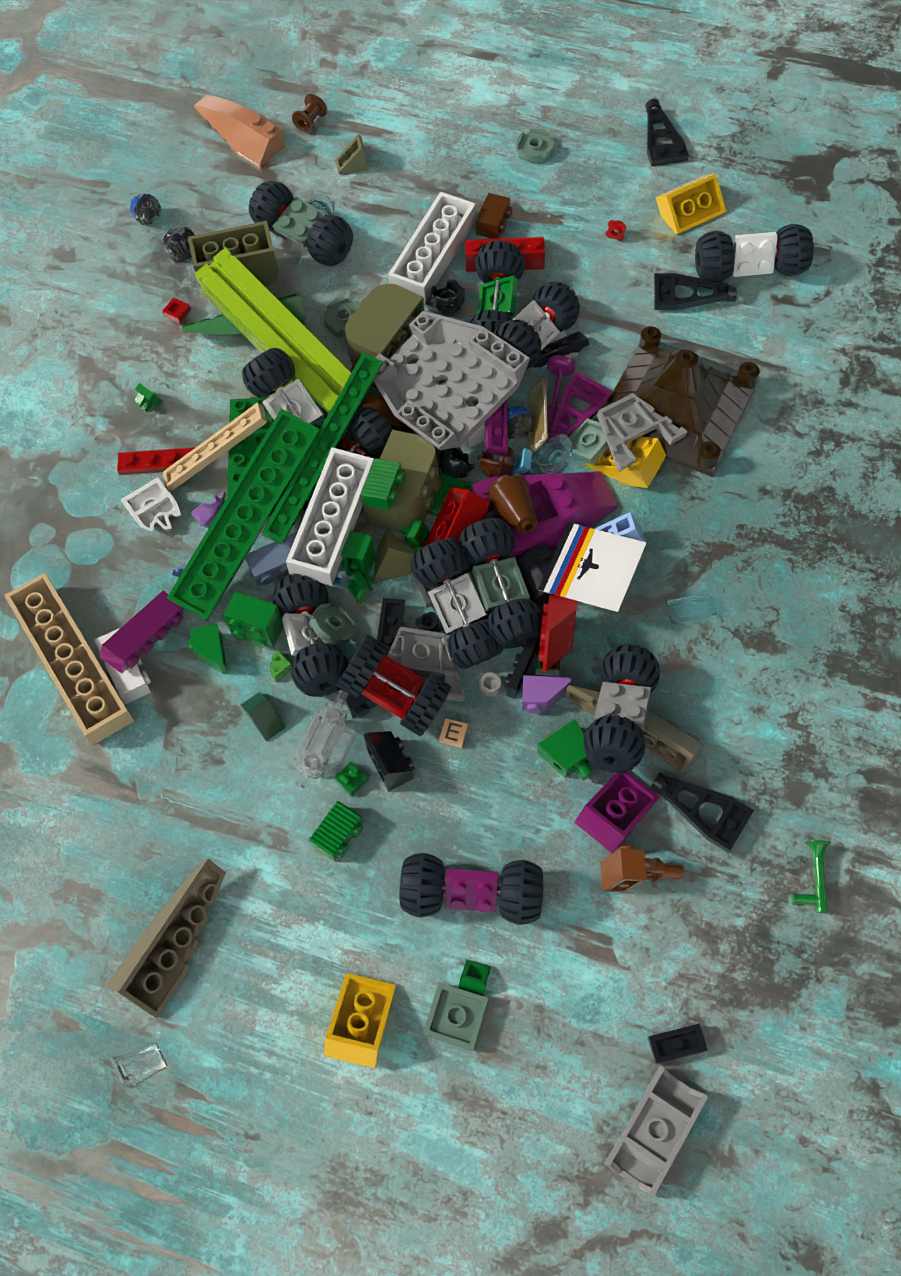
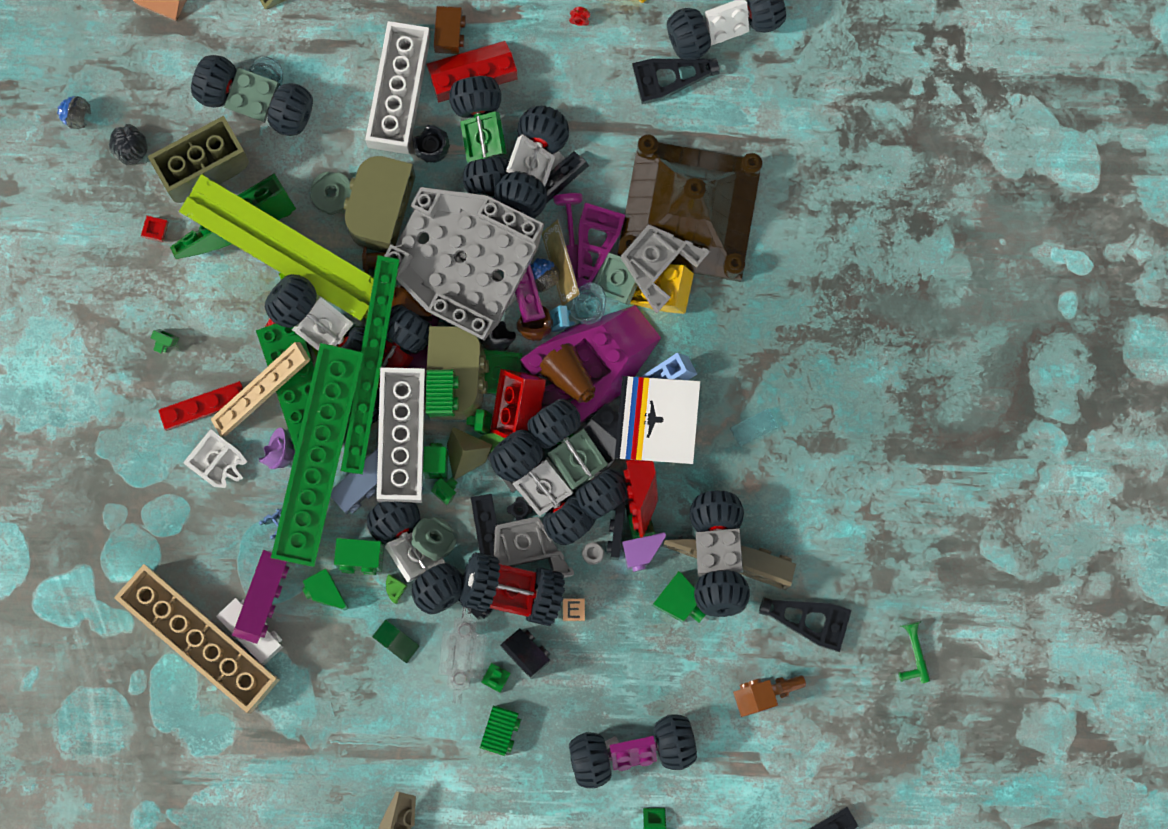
camera: 25 degrees left, 15 degrees up
(616, 810) = (736, 644): magenta slope -> none

